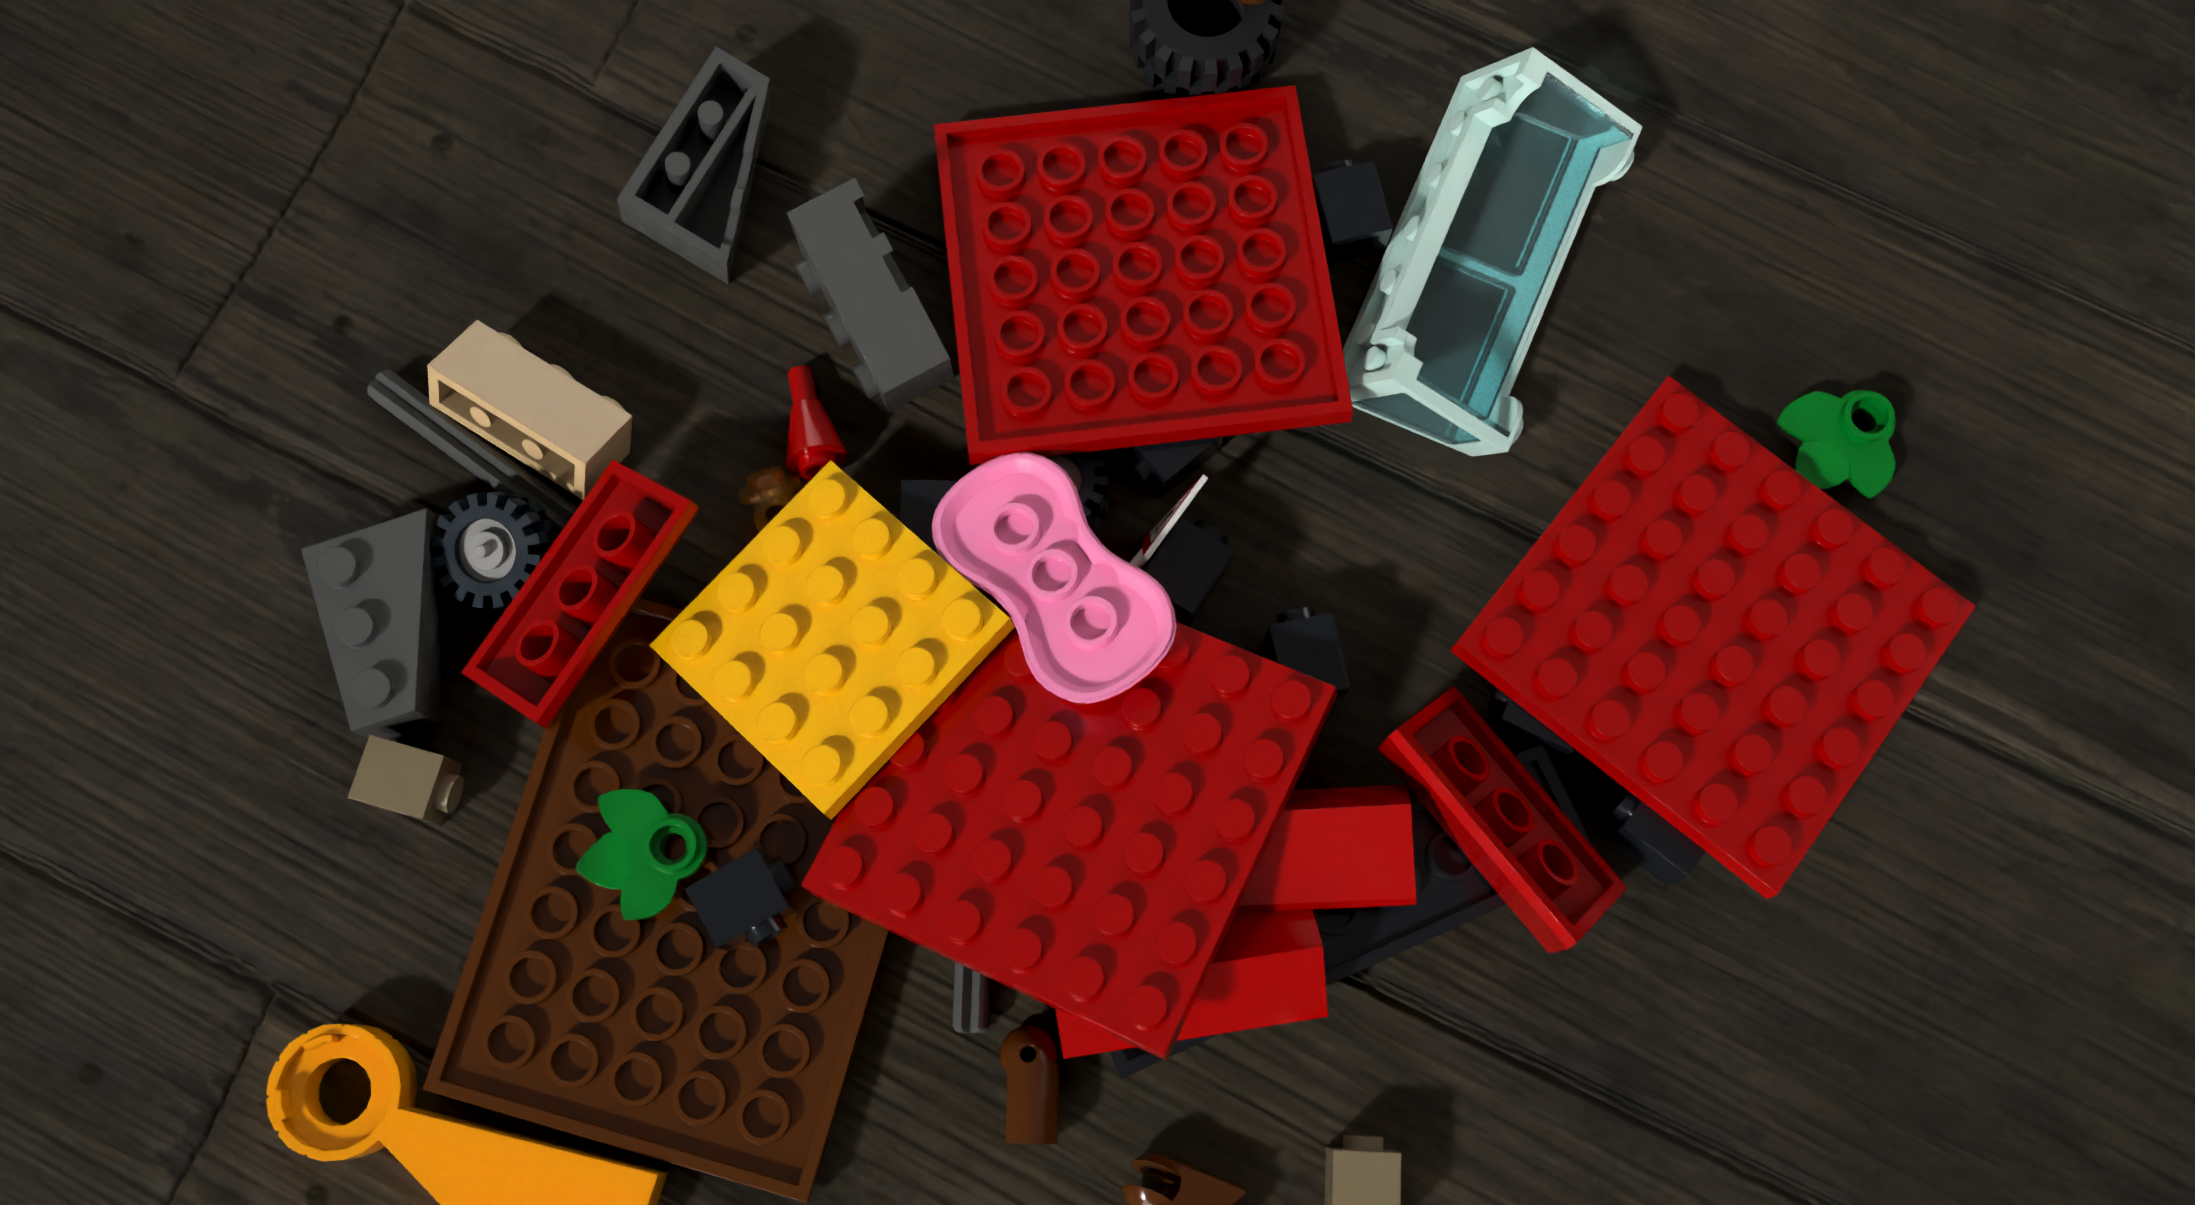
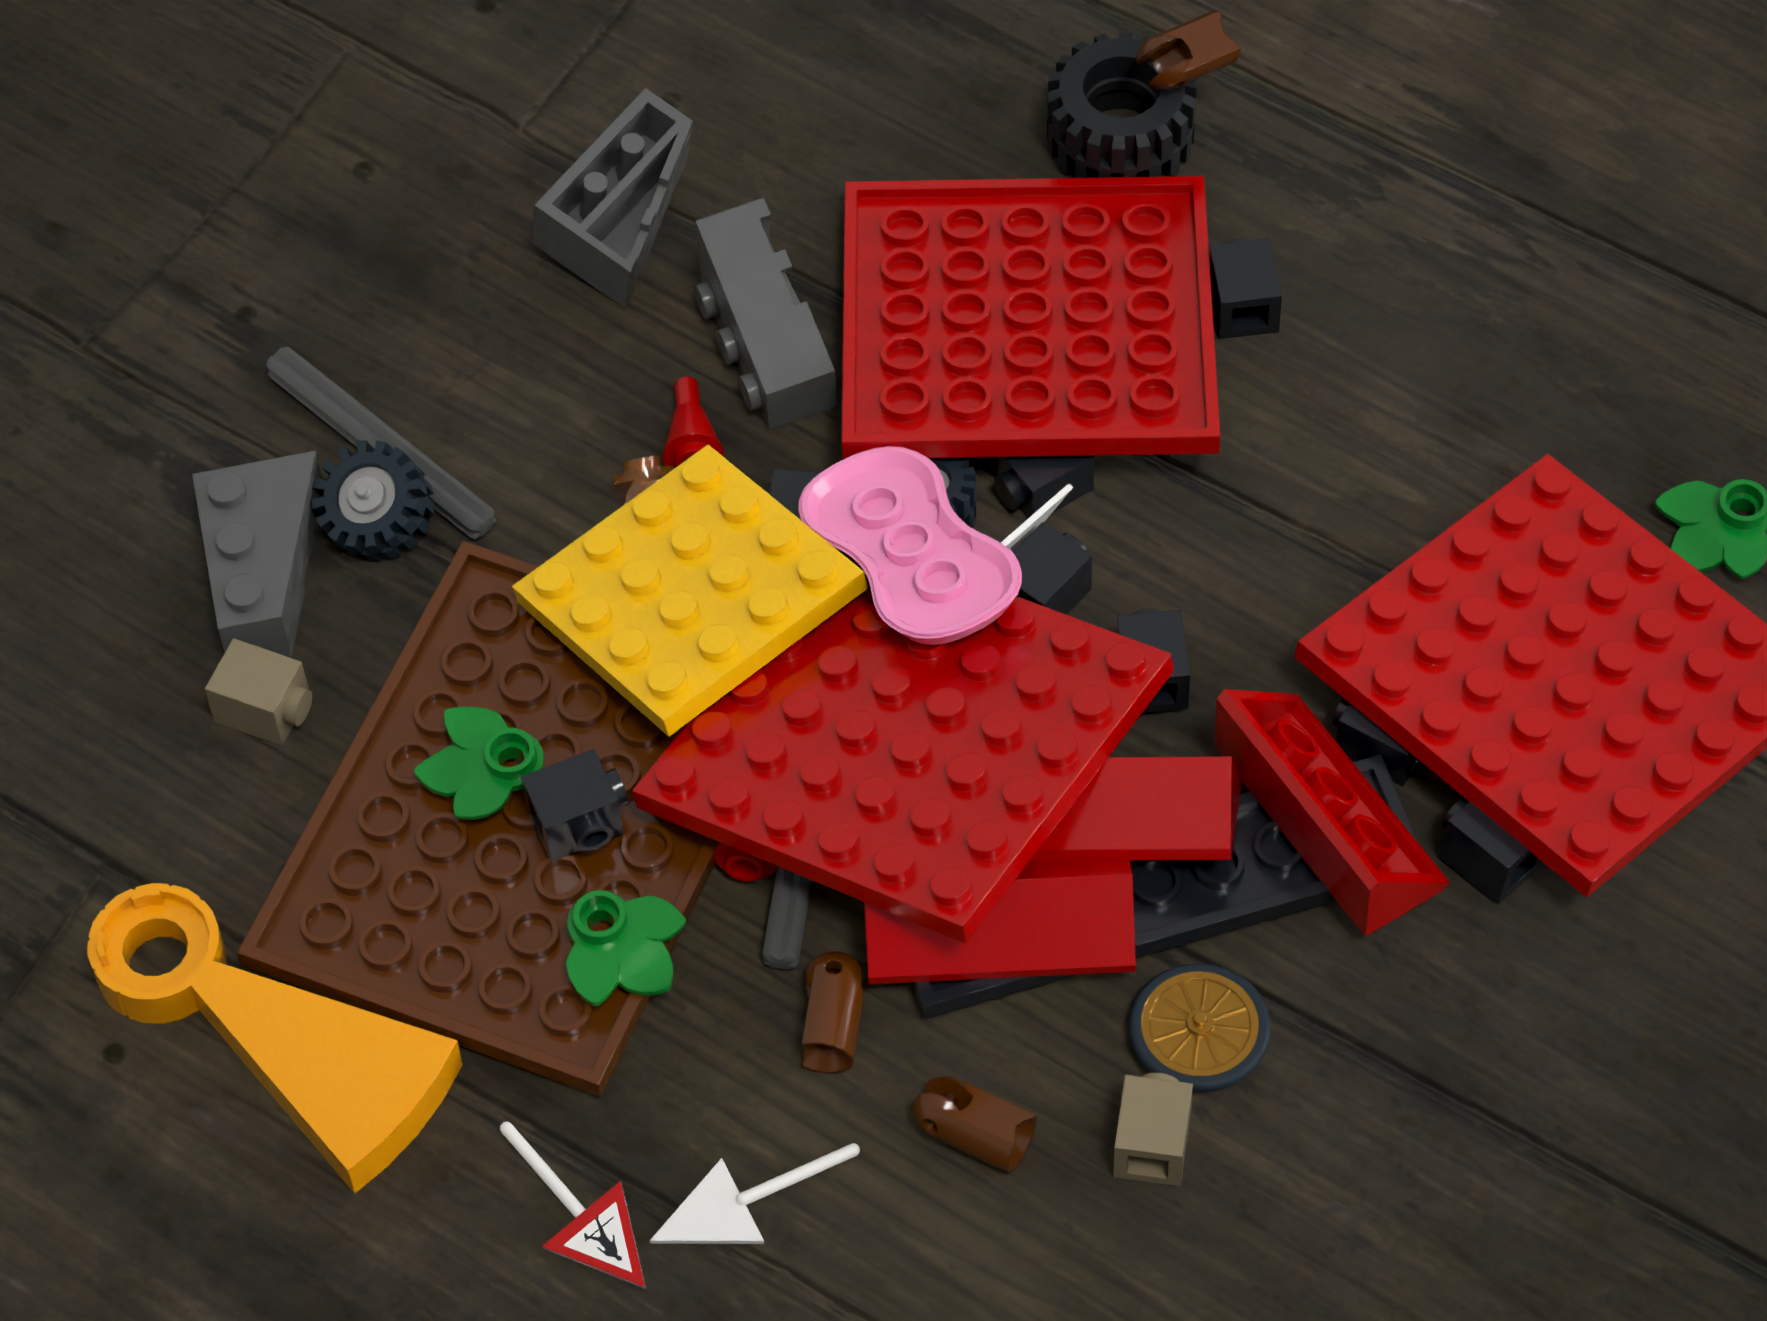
camera: 10 degrees right, 20 degrees down
(529, 408) = (423, 386): tan brick -> none
(580, 593) = (456, 535): red slope -> none
(820, 1055) = (626, 953): none -> green plate
(1393, 1063) = (1200, 1026): none -> pearl gold wheel
(1482, 251) = (1374, 332): windscreen -> none

